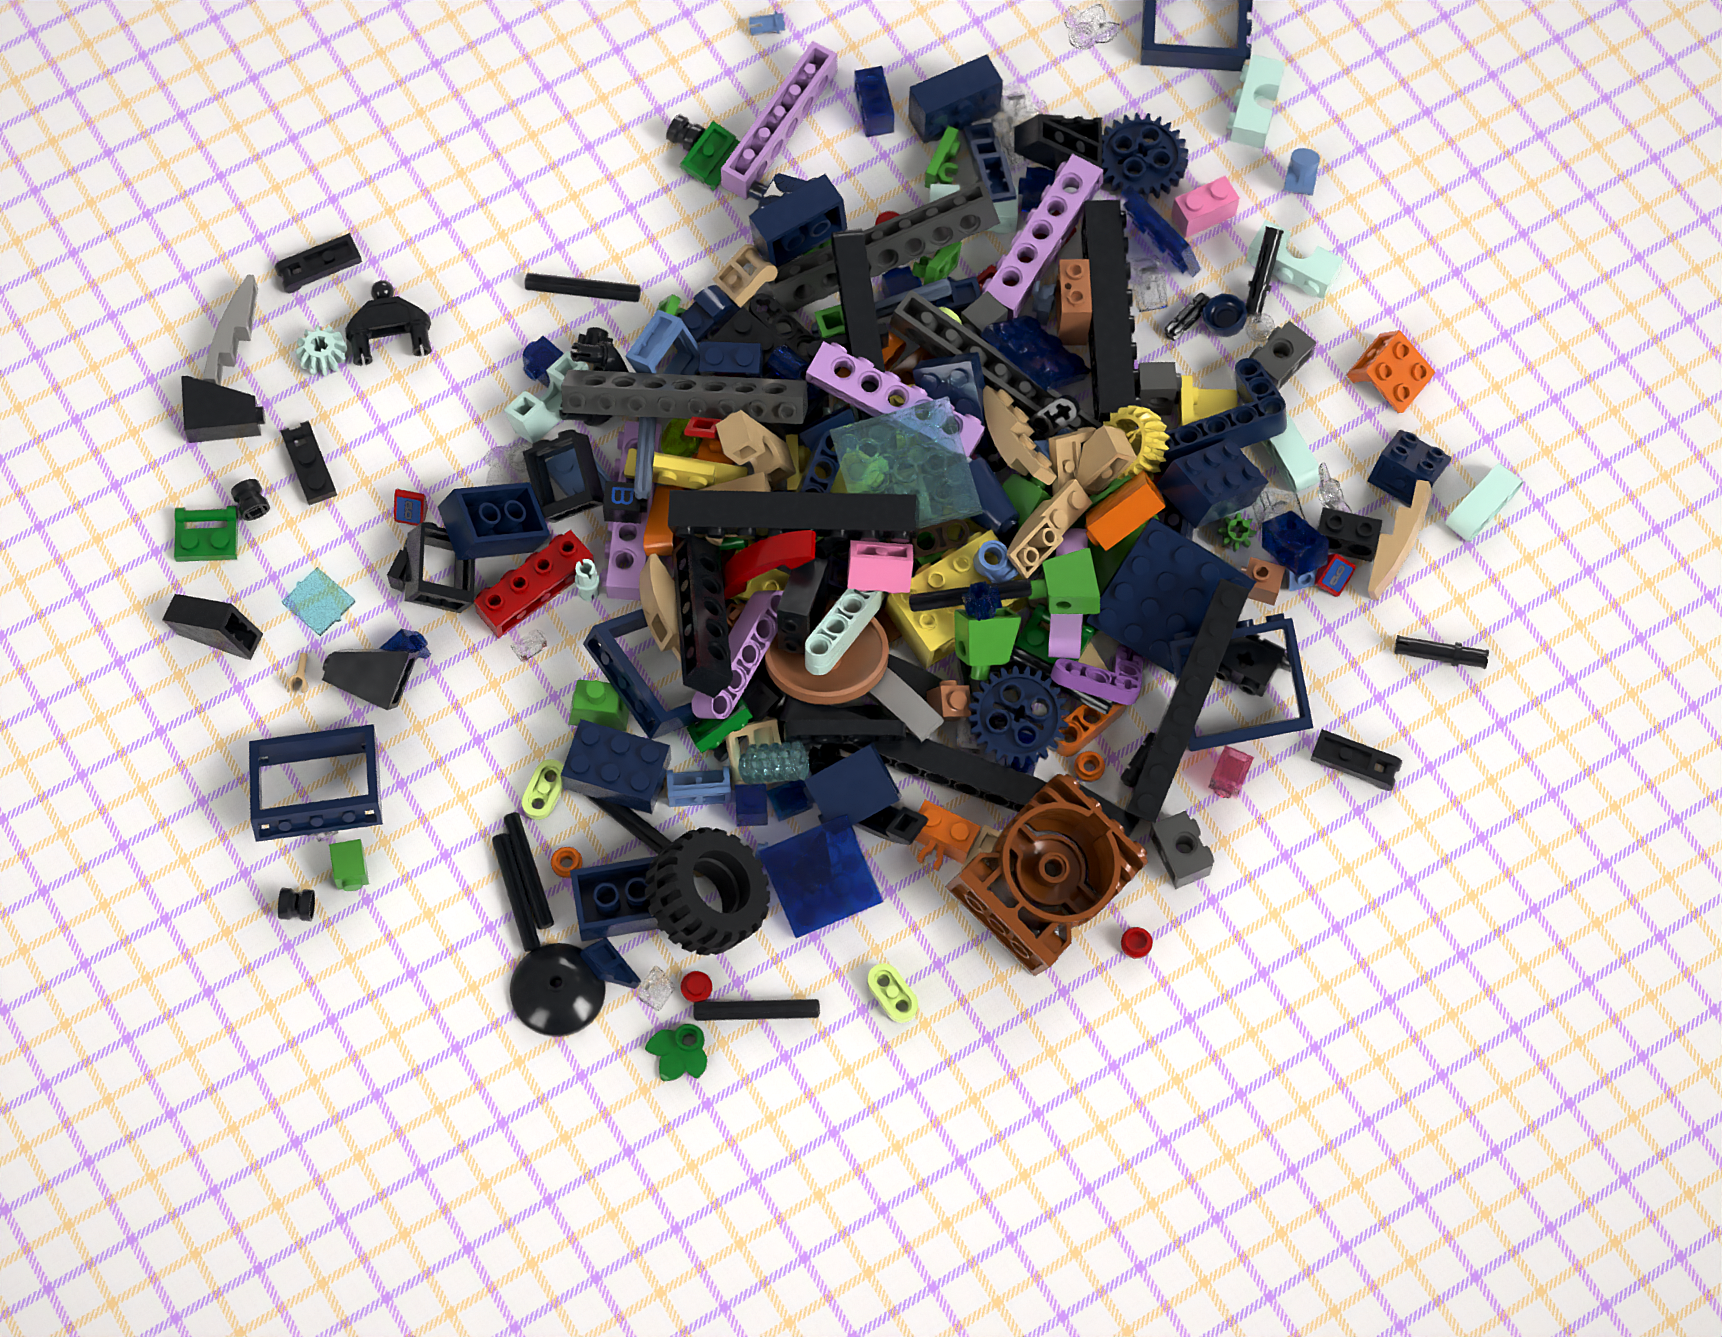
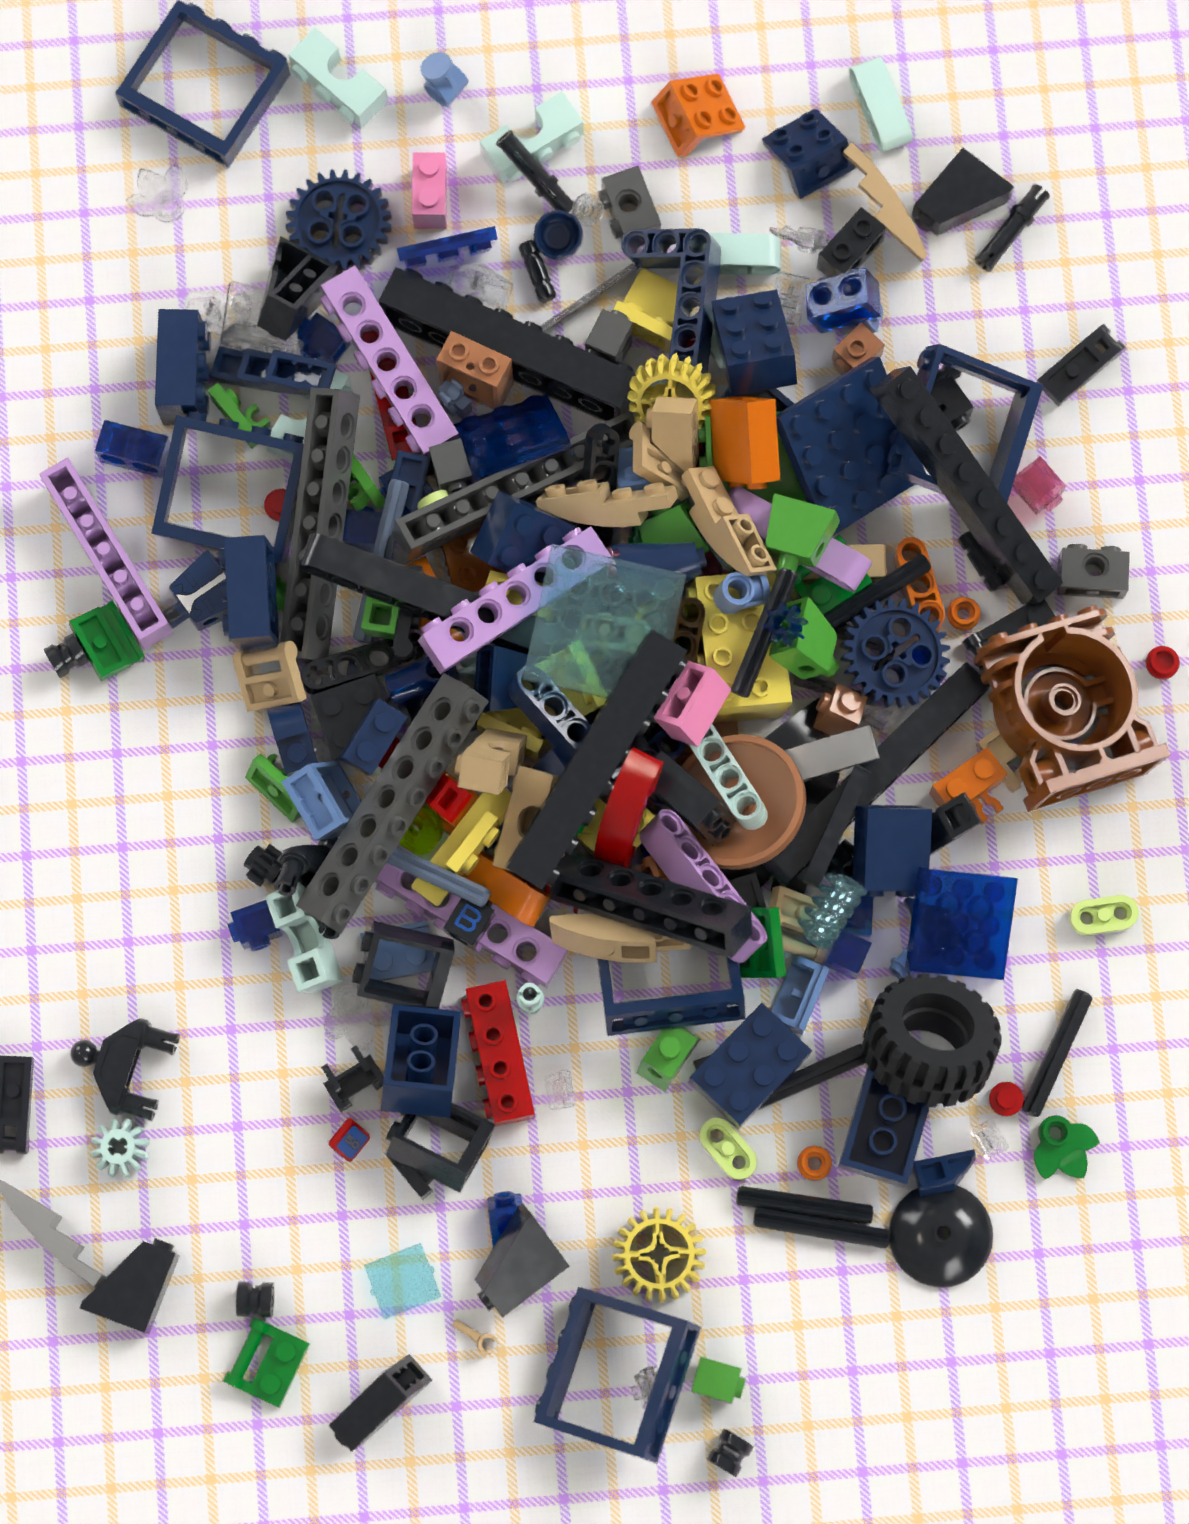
camera: 60 degrees left, 10 degrees up
(309, 464) = (241, 1220): black plate -> none
(421, 782) = (657, 1231): none -> light yellow gear
(447, 479) = (352, 1080): none -> black piece
(582, 287) = (186, 846): black axle -> none
(871, 131) = (228, 429): none -> dark blue window
(1119, 685) = (912, 542): medium lavender beam -> none
(1184, 361) = (588, 297): none -> sticker
(1230, 537) = (804, 345): bright green gear -> none
(1335, 574) = (889, 281): slope -> none
(1443, 597) = (960, 194): none -> black slope

